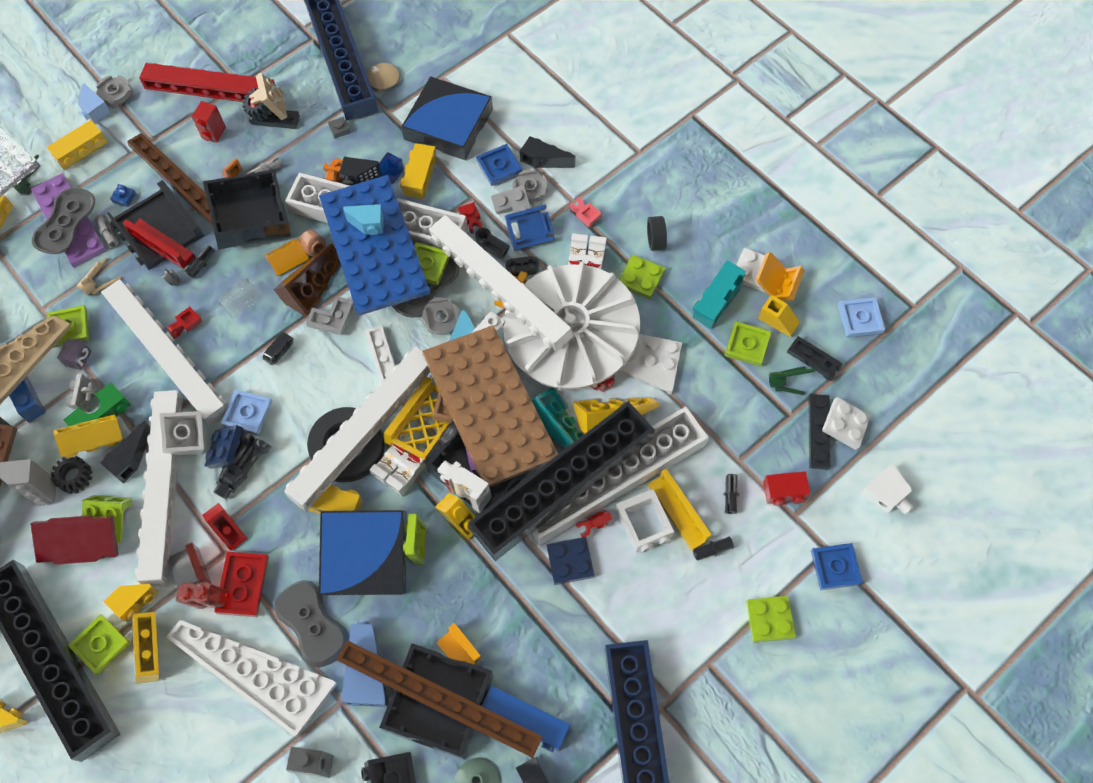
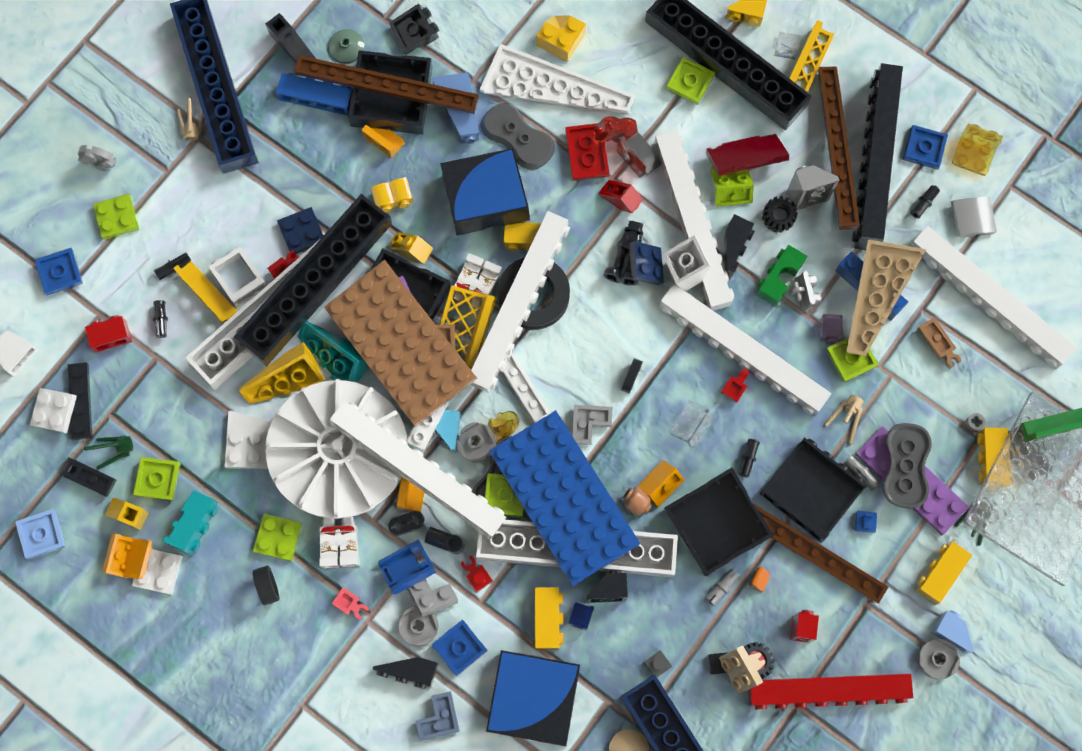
camera: 165 degrees right, 10 degrees up
(88, 436) = (775, 244): yellow brick -> none
(130, 599) = (680, 118): yellow slope -> none
(145, 647) = (647, 81): yellow brick -> none
(159, 243) = (797, 465): red fence -> none
(170, 277) = (771, 431): dark grey plate -> none
(196, 564) = (627, 149): none -> clear hand
(221, 732) = (561, 36): none -> yellow slope
(247, 411) = (639, 305): light blue plate -> none
(306, 284) = (627, 453): reddish brown wedge -> none
(309, 762) = (483, 26): dark grey torso -> none
(332, 171) = (637, 589): orange hips -> none
(366, 218) = (574, 512): medium azure slope -> none
(410, 327) = (504, 424): none -> clear yellow hair
(416, 539) = (442, 216): lime plate -> none
(464, 577) = (392, 195): none -> yellow brick
(465, 484) = (403, 257): white hips -> none
(526, 116) = (443, 722): none -> sand blue plate
(676, 705) = (190, 131): none -> tan plant
(790, 686) = (99, 157): none -> light grey plate

